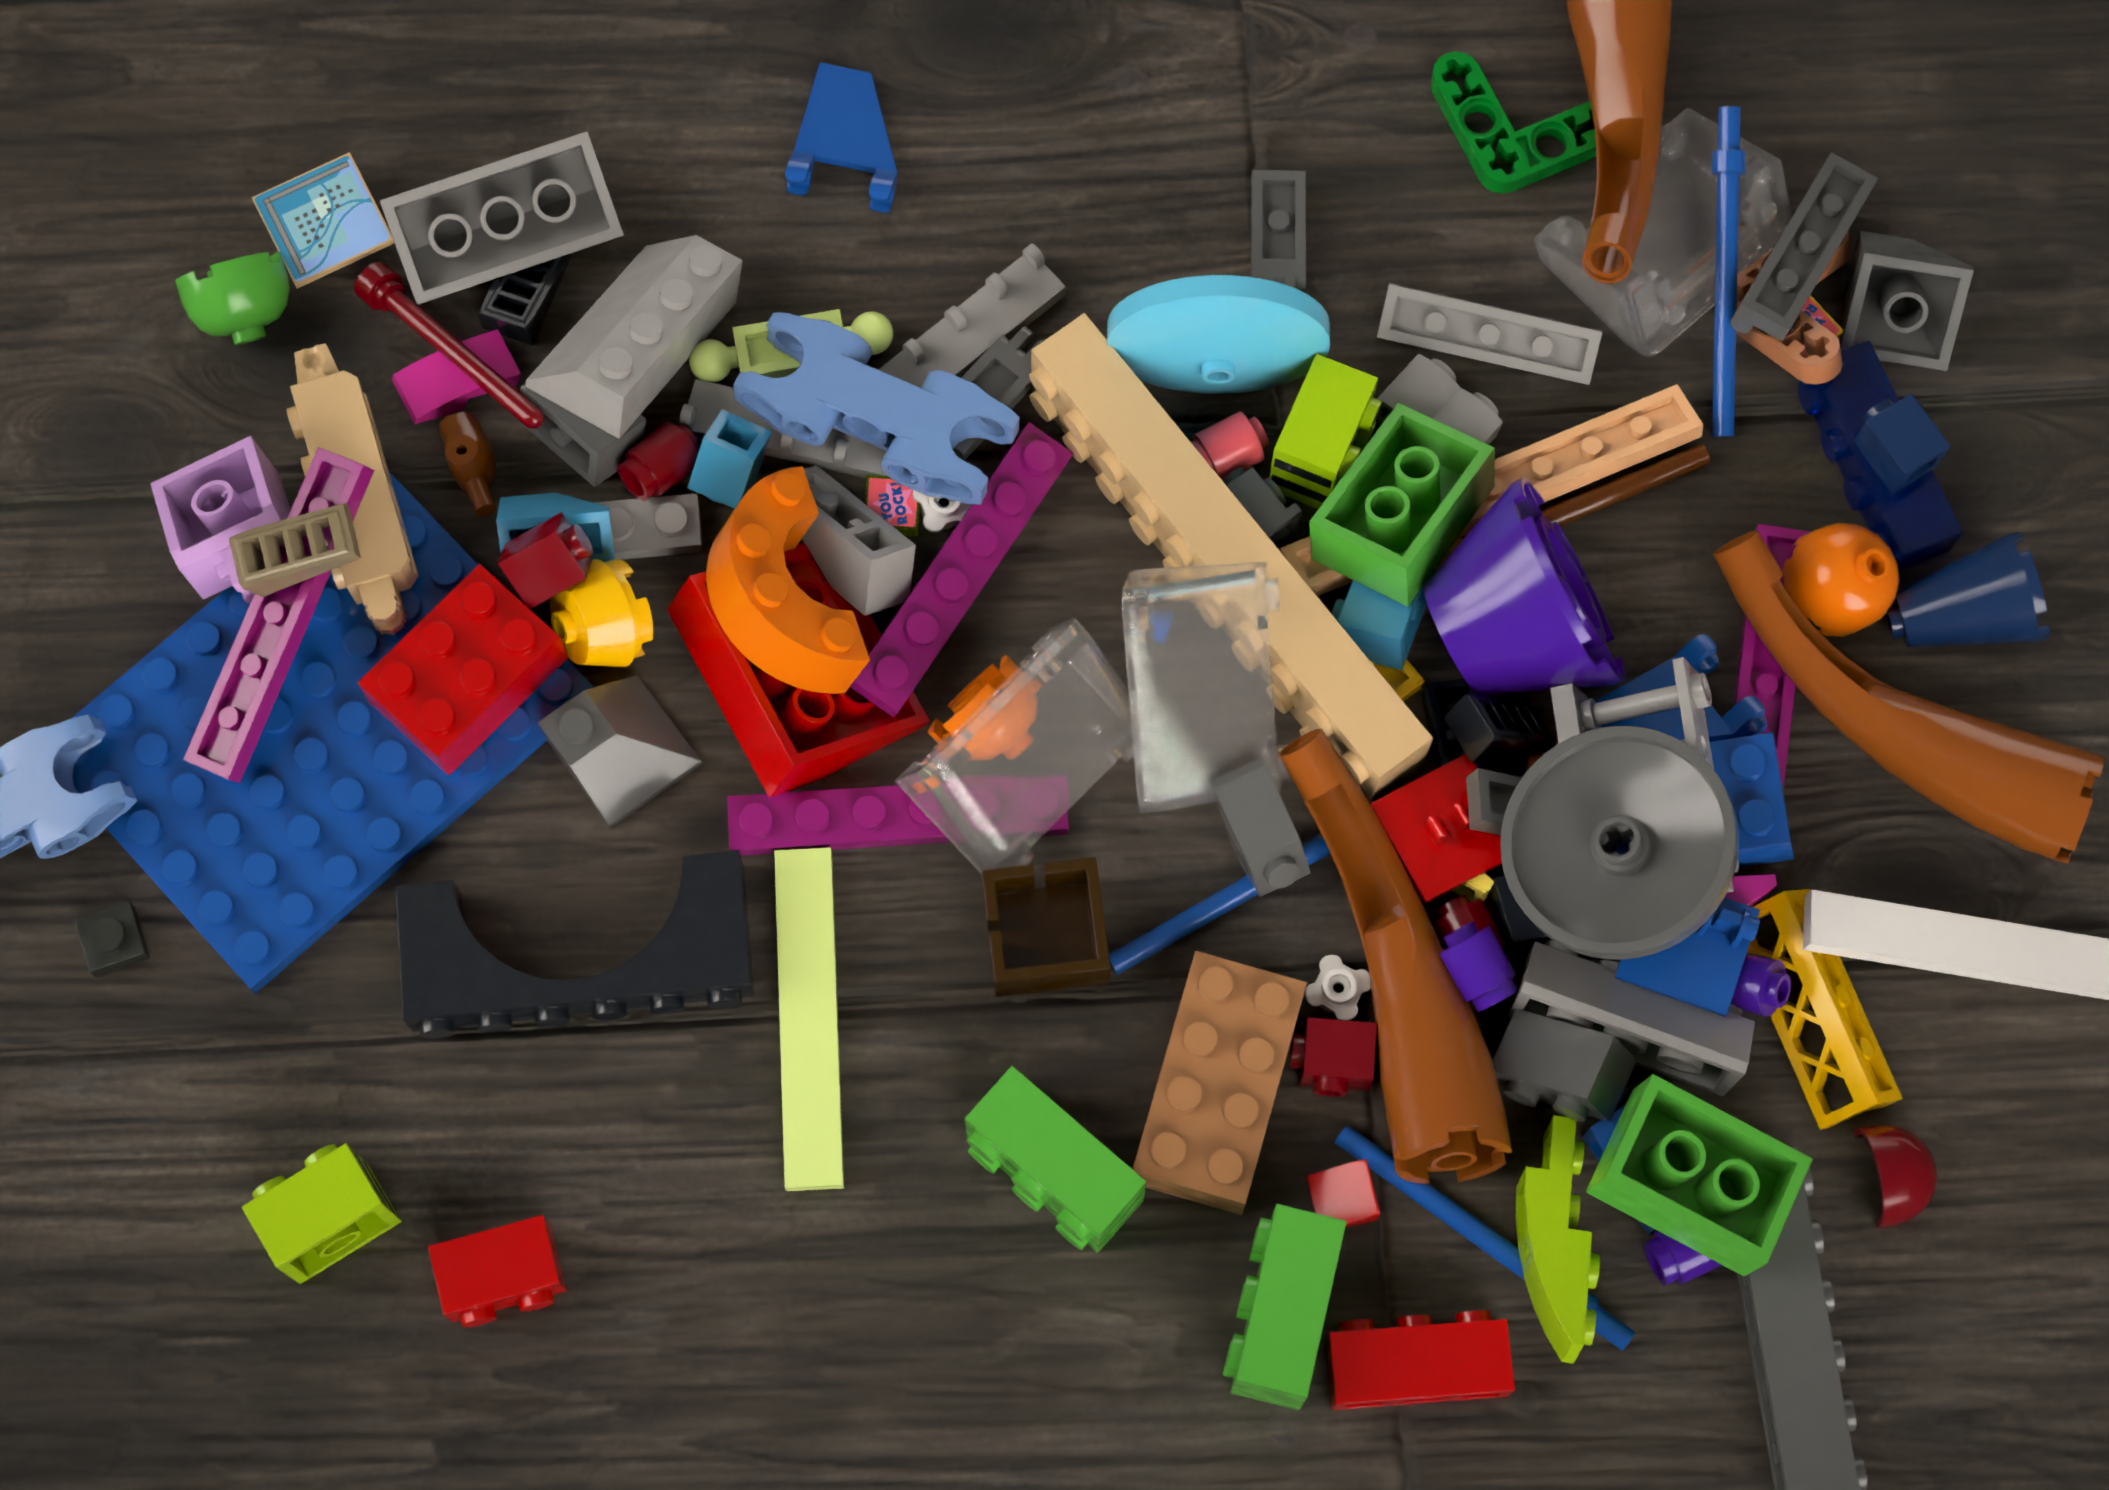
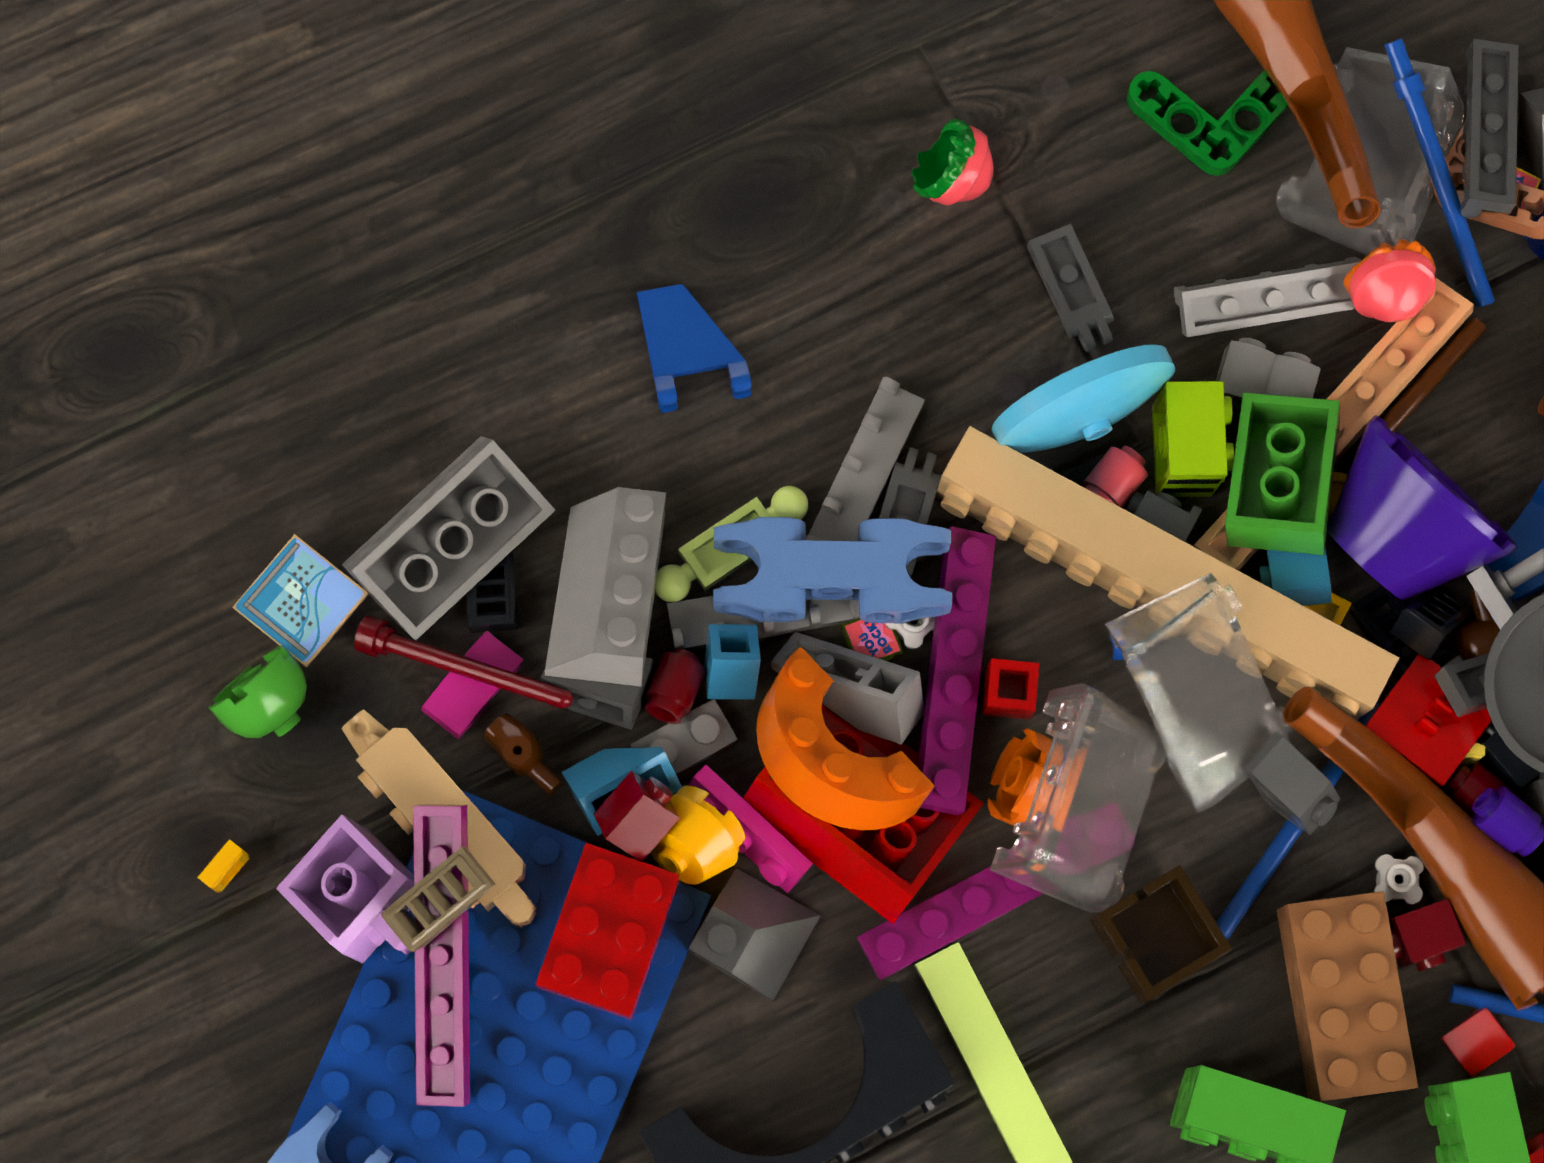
camera: 30 degrees left, 5 degrees up
(115, 447) = (224, 866): none -> yellow tile
(678, 671) = (763, 844): none -> dark pink plate
(1008, 609) = (1010, 689): none -> red brick
(1213, 67) = (955, 166): none -> green hair
(1621, 360) = (1392, 281): none -> coral hair

